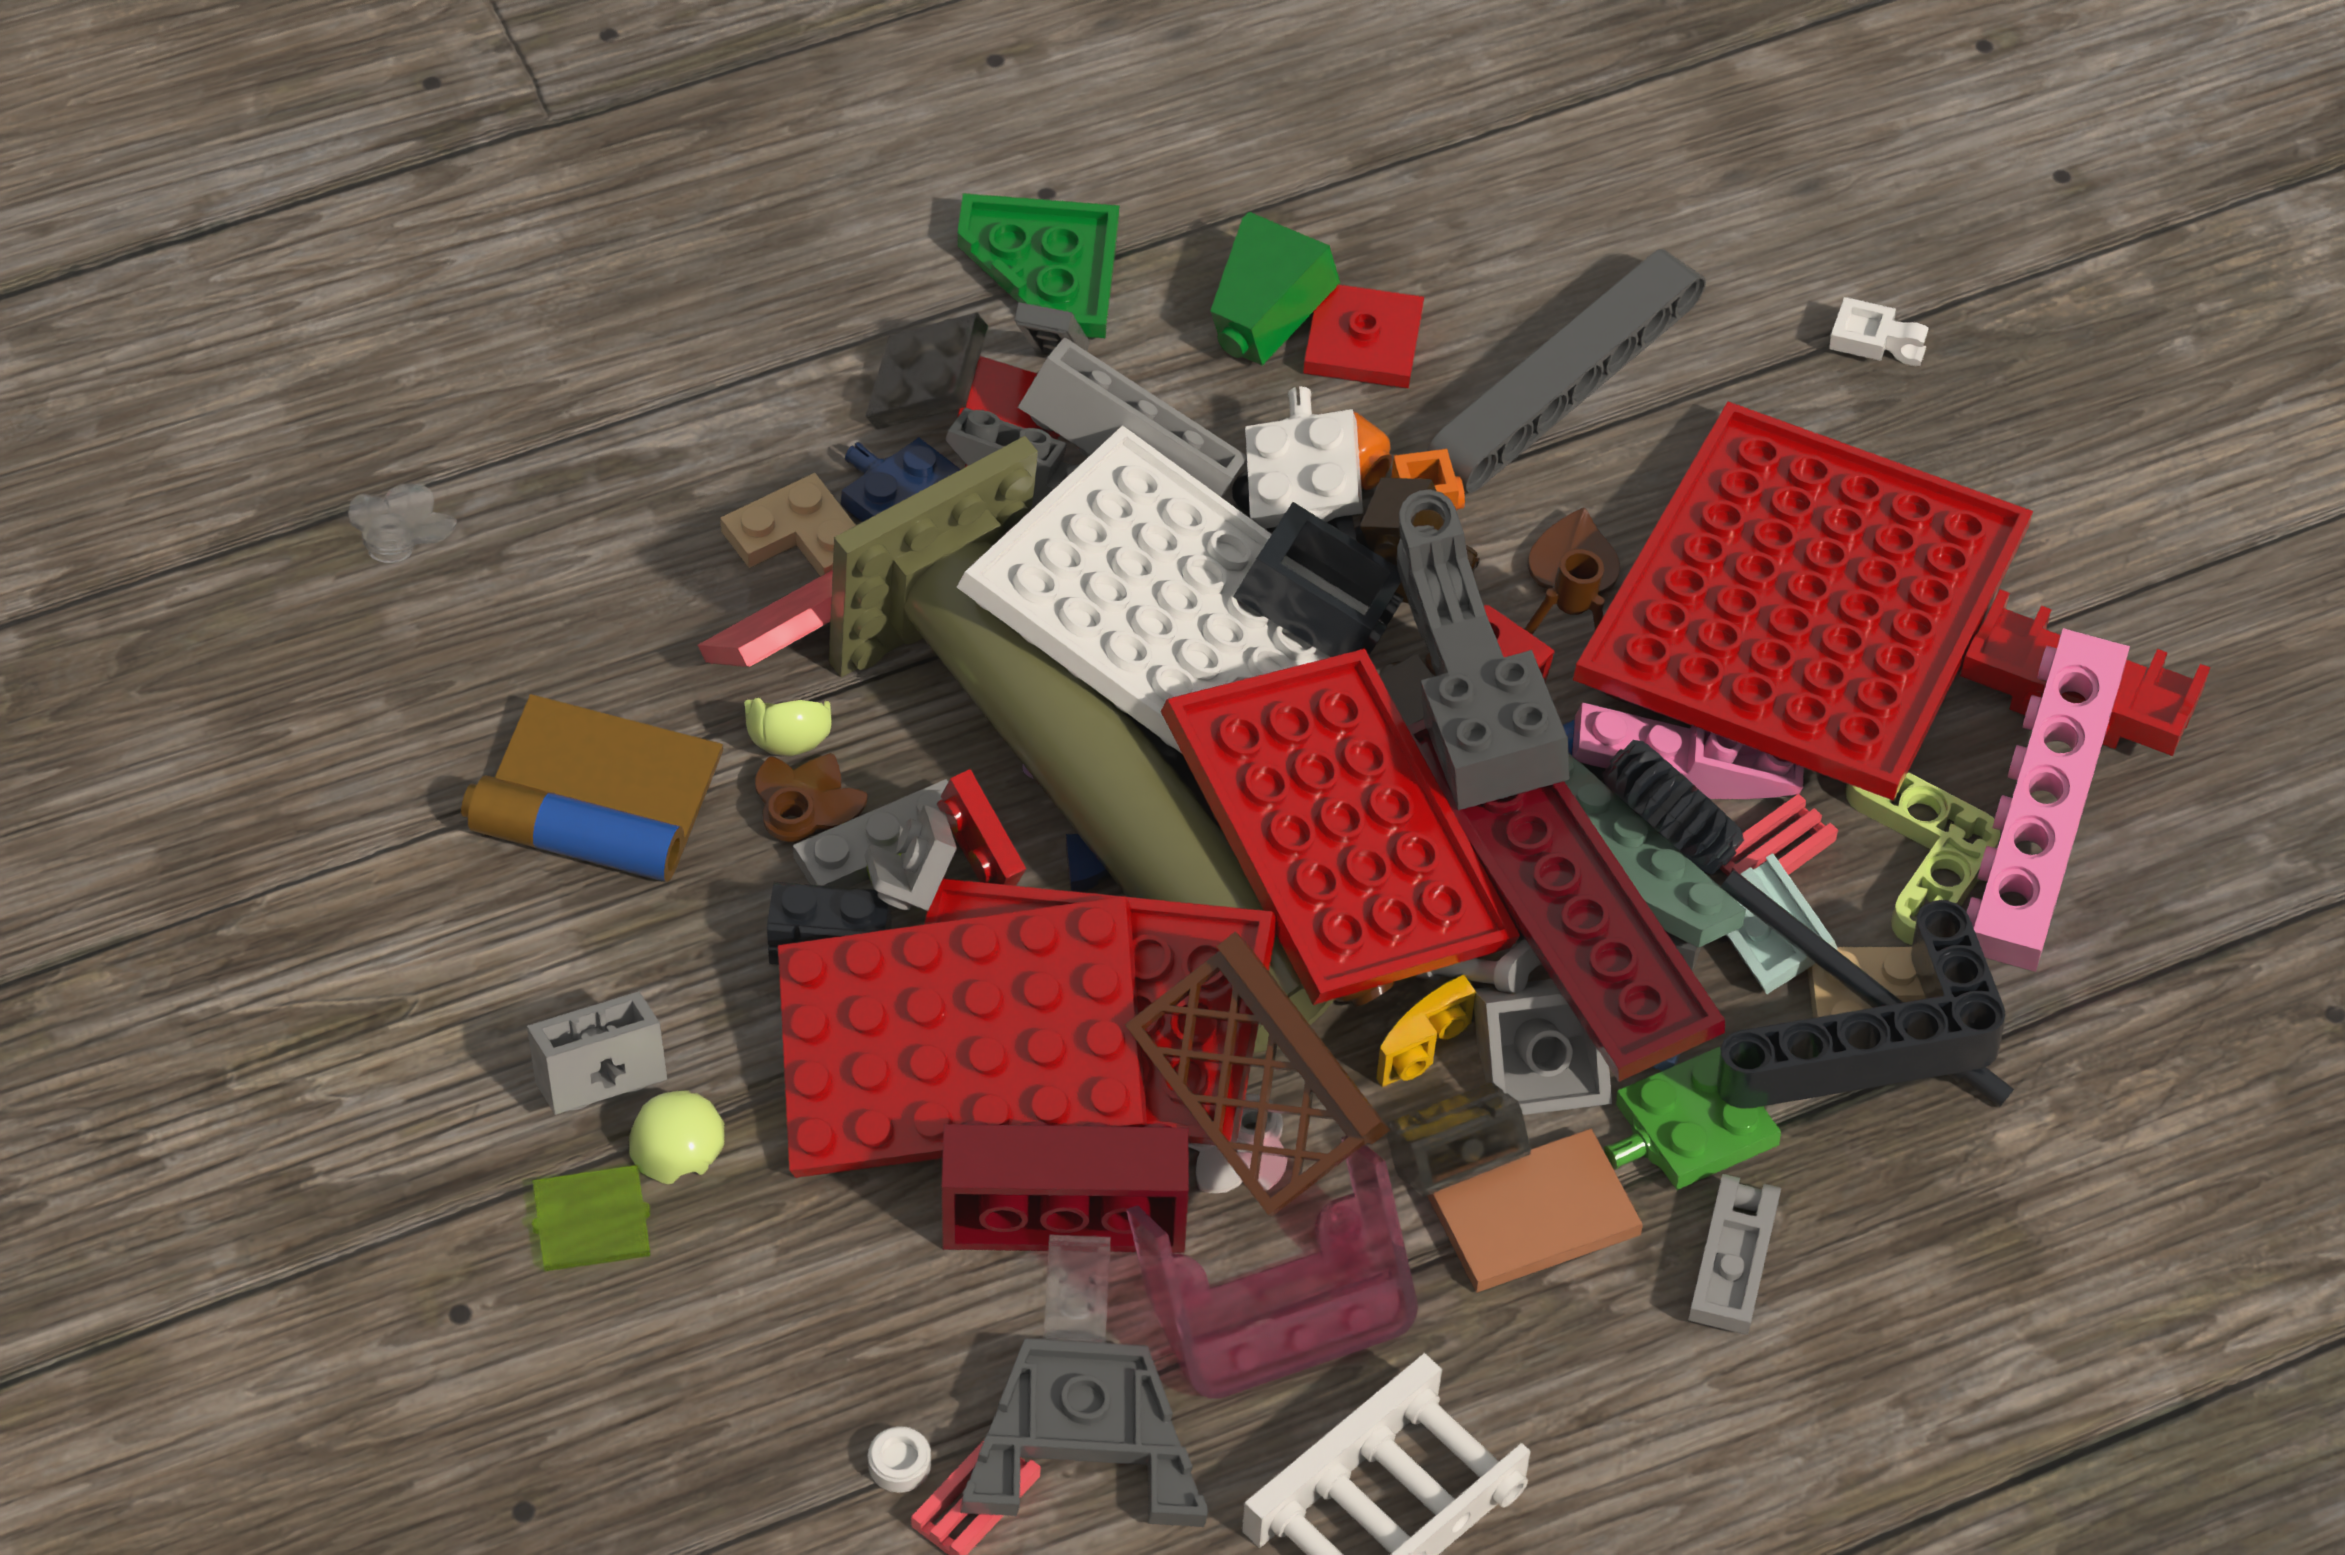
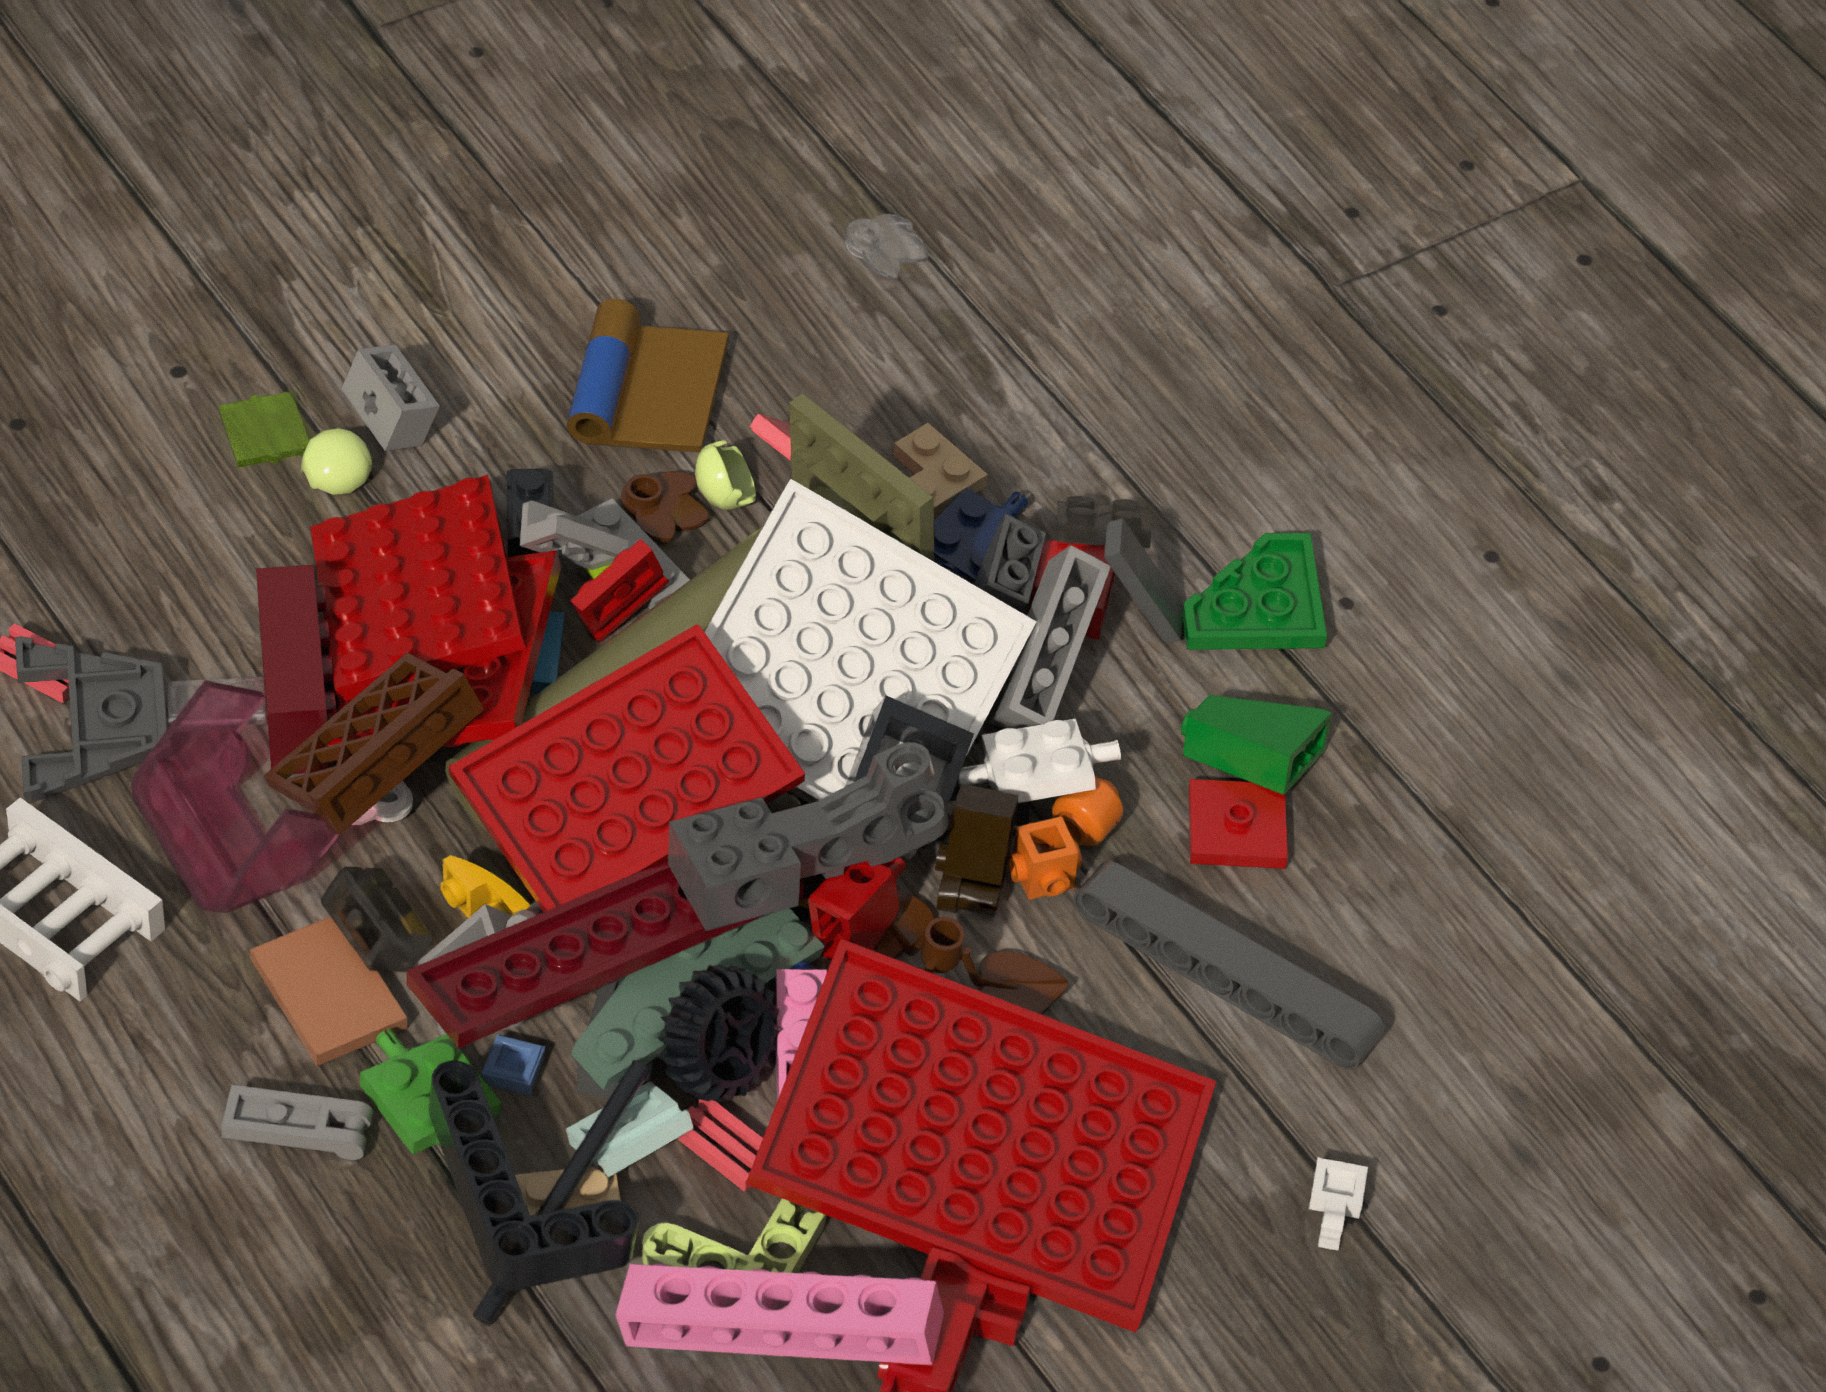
camera: 80 degrees right, 5 degrees down
(899, 1459) = (69, 618): white tile -> none

